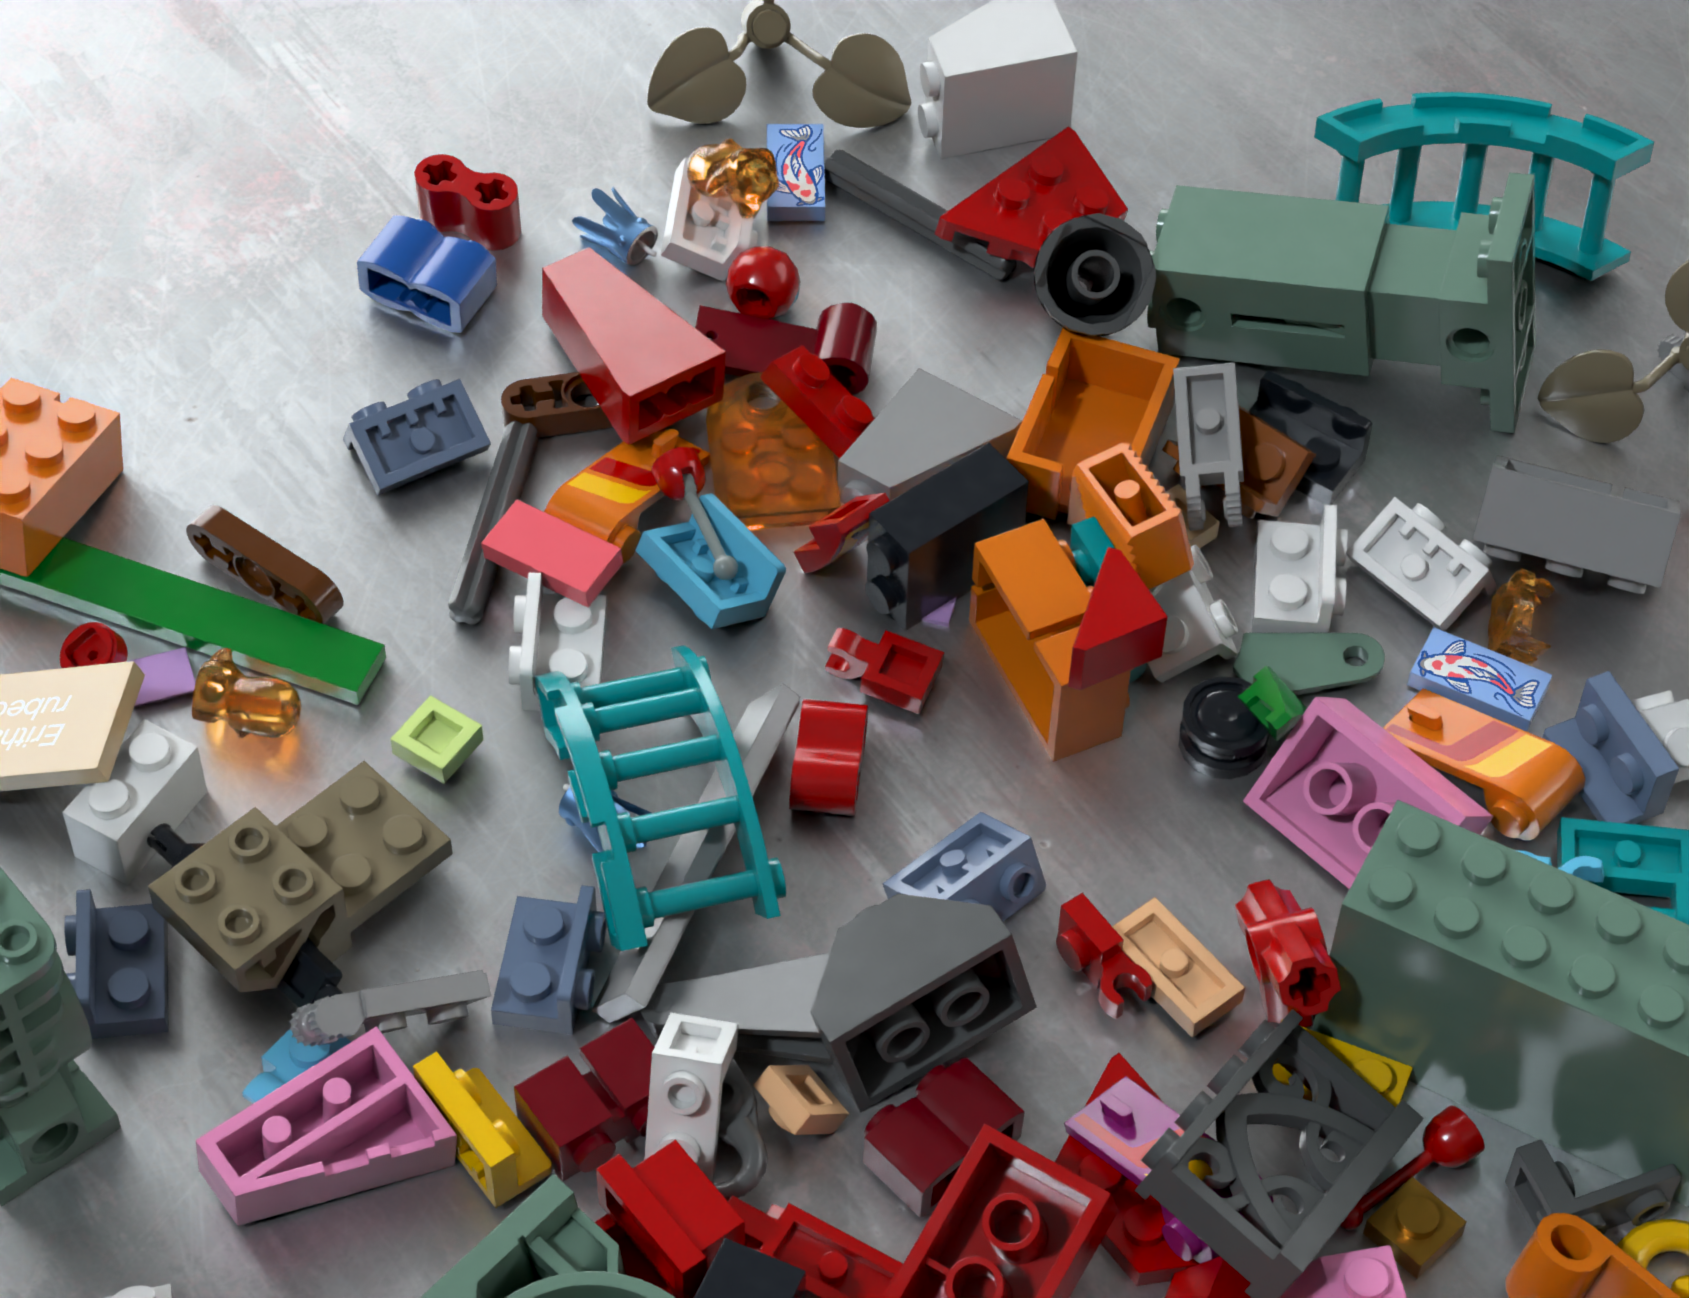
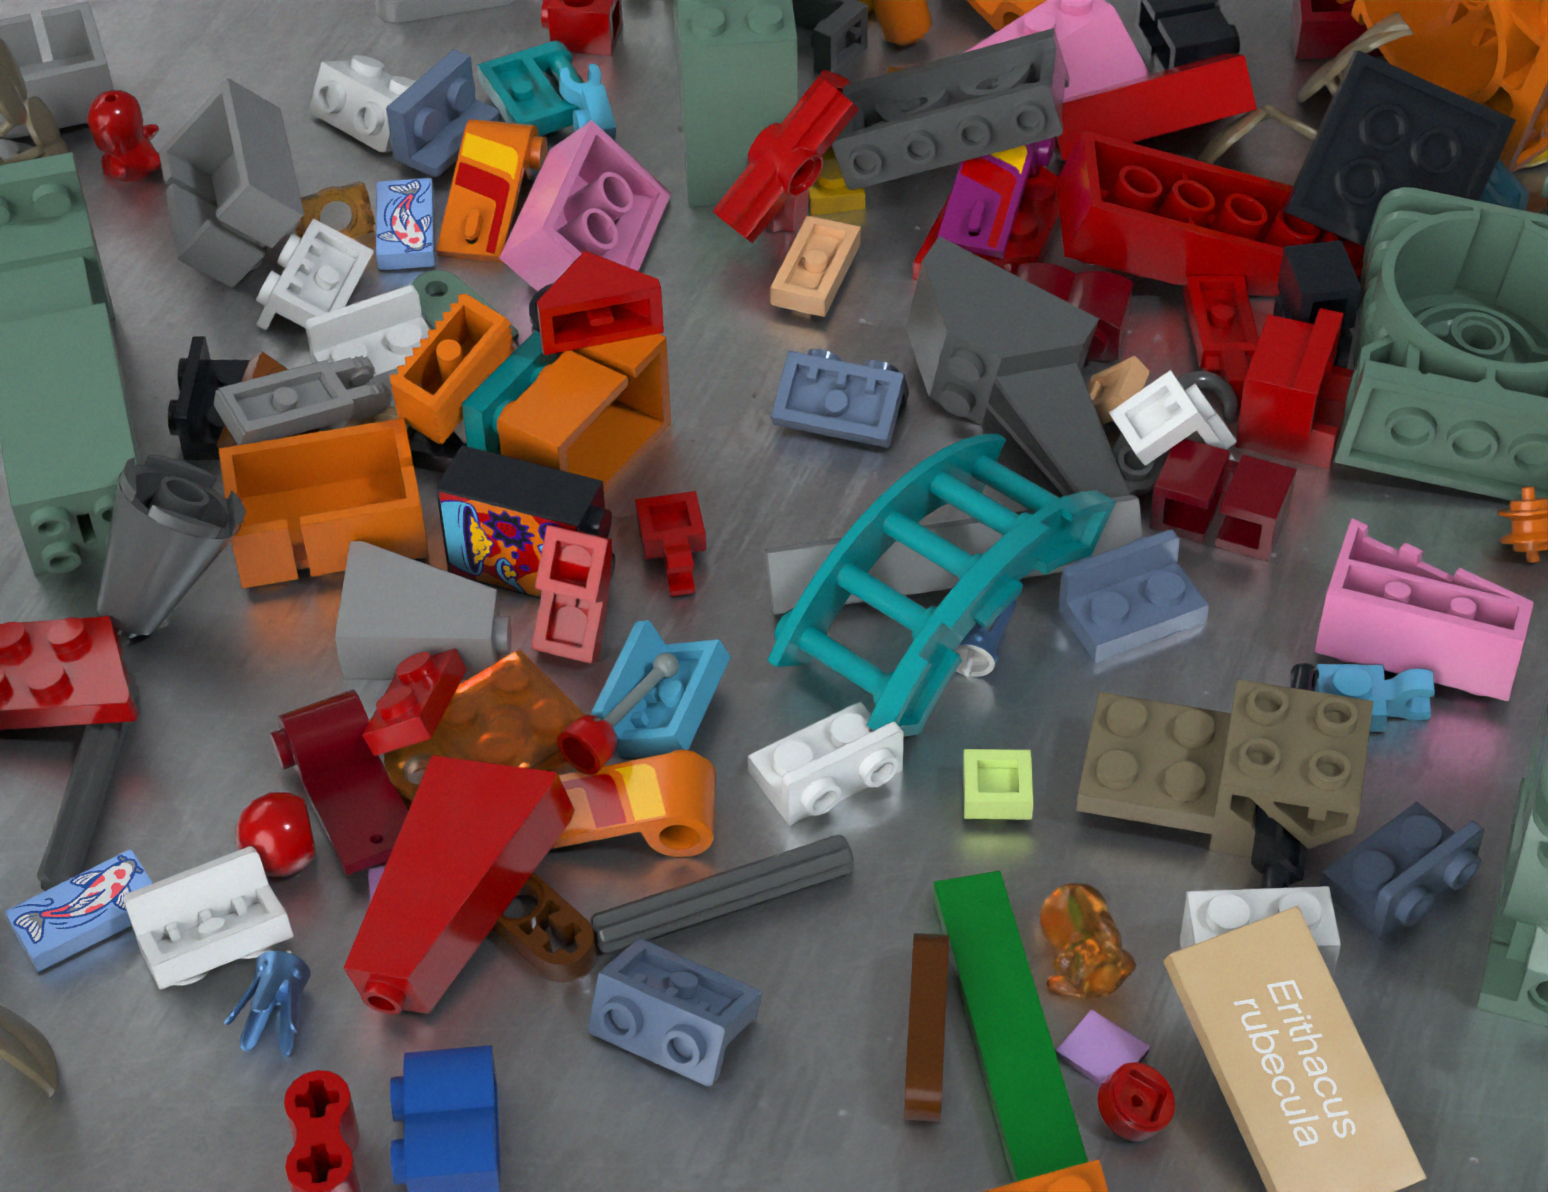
camera: 120 degrees left, 5 degrees down
(388, 1006) = (1280, 628): light grey hinge -> none
(489, 1135) = (1312, 543): yellow bracket -> none
(566, 556) = (748, 792): coral tile -> none
(735, 172) = (168, 893): clear orange animal -> none
(828, 757) = (802, 514): red axle -> none
(1095, 948) = (842, 302): red plate -> none
(1272, 703) = (542, 274): green slope -> none

